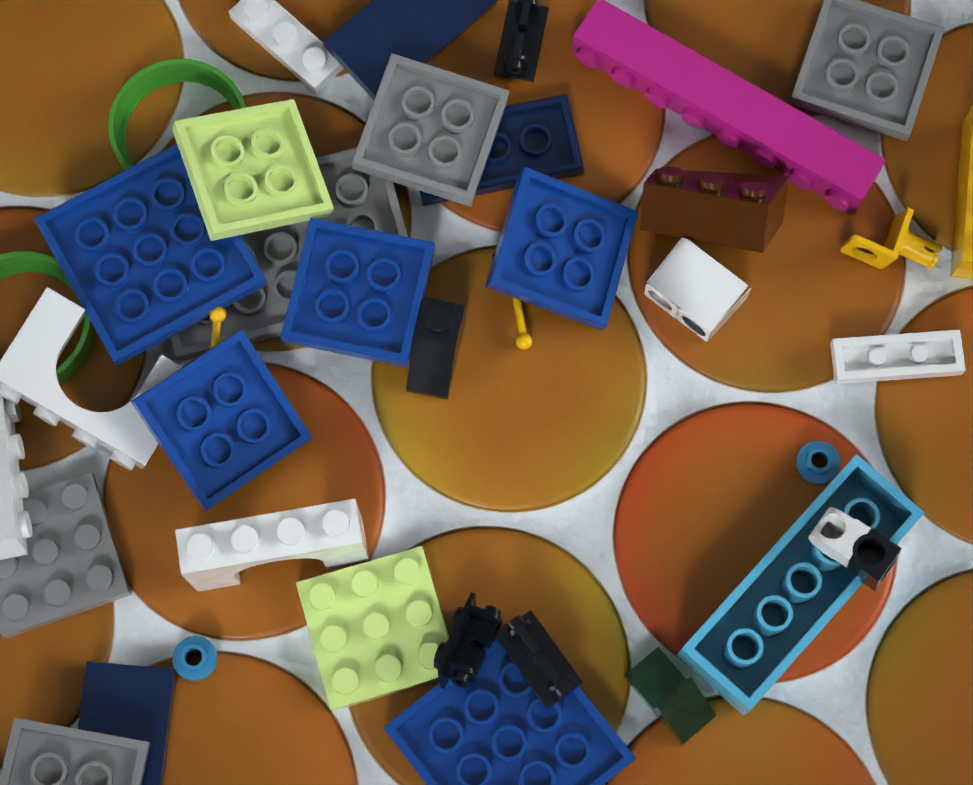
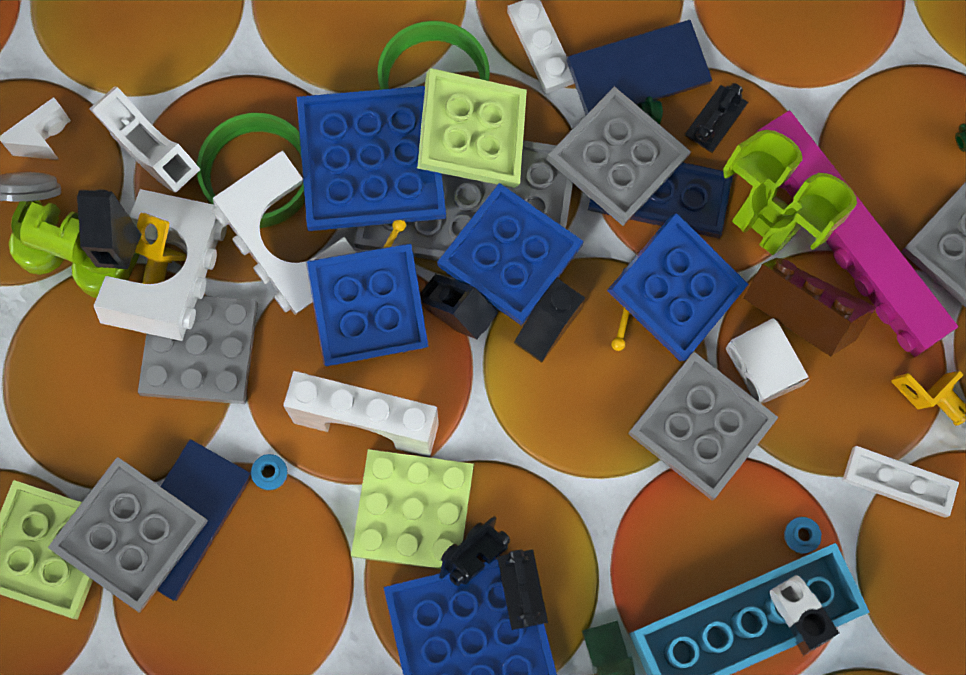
camera: 20 degrees right, 0 degrees up
(325, 376) = (458, 305): none -> black slope
(445, 59) = (652, 108): none -> dark green plate
(657, 390) = (703, 426): none -> light grey plate
(676, 92) = (818, 206): none -> lime piece

